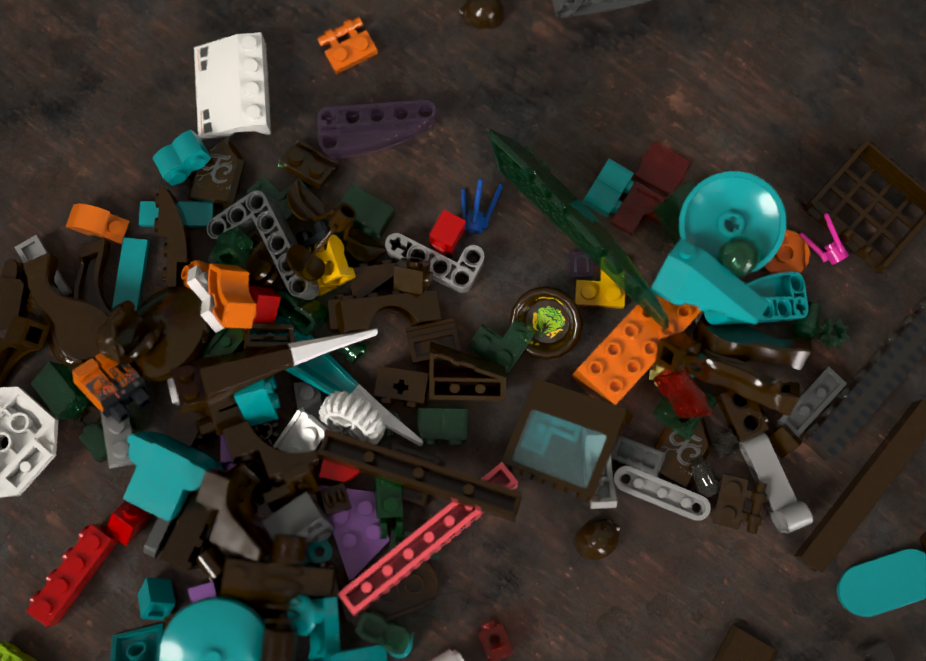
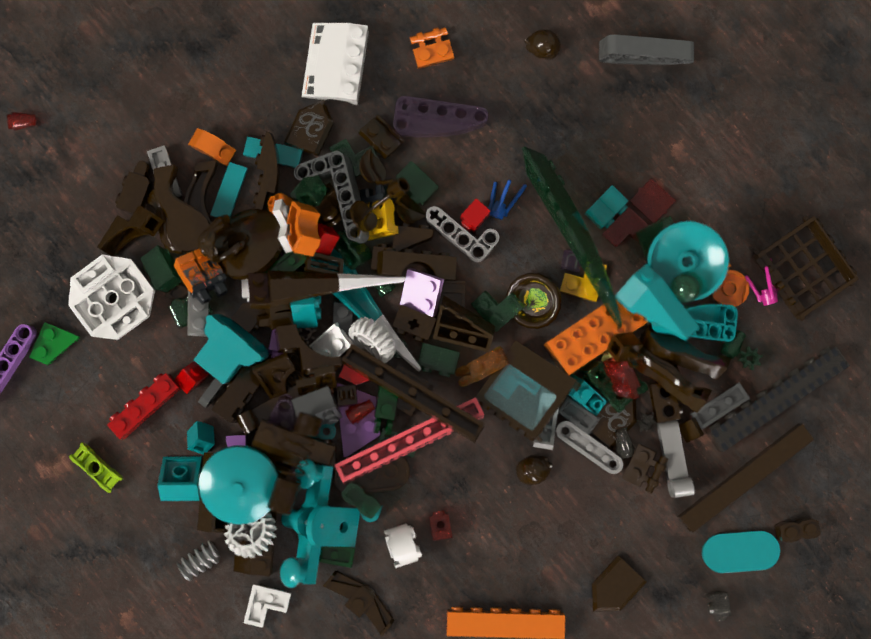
camera: 15 degrees right, 5 degrees up
(181, 157) = (286, 110): teal brick -> none
(232, 527) = (269, 400): dark brown arch -> none
(355, 516) = (359, 411): none -> clear red cone
(402, 343) = (422, 292): none -> plate
(412, 275) = (441, 242): dark brown brick -> none
(500, 421) = (482, 366): none -> clear orange hinge
(642, 400) = (592, 375): none -> clear green brick
(644, 429) = (587, 397): none -> teal slope

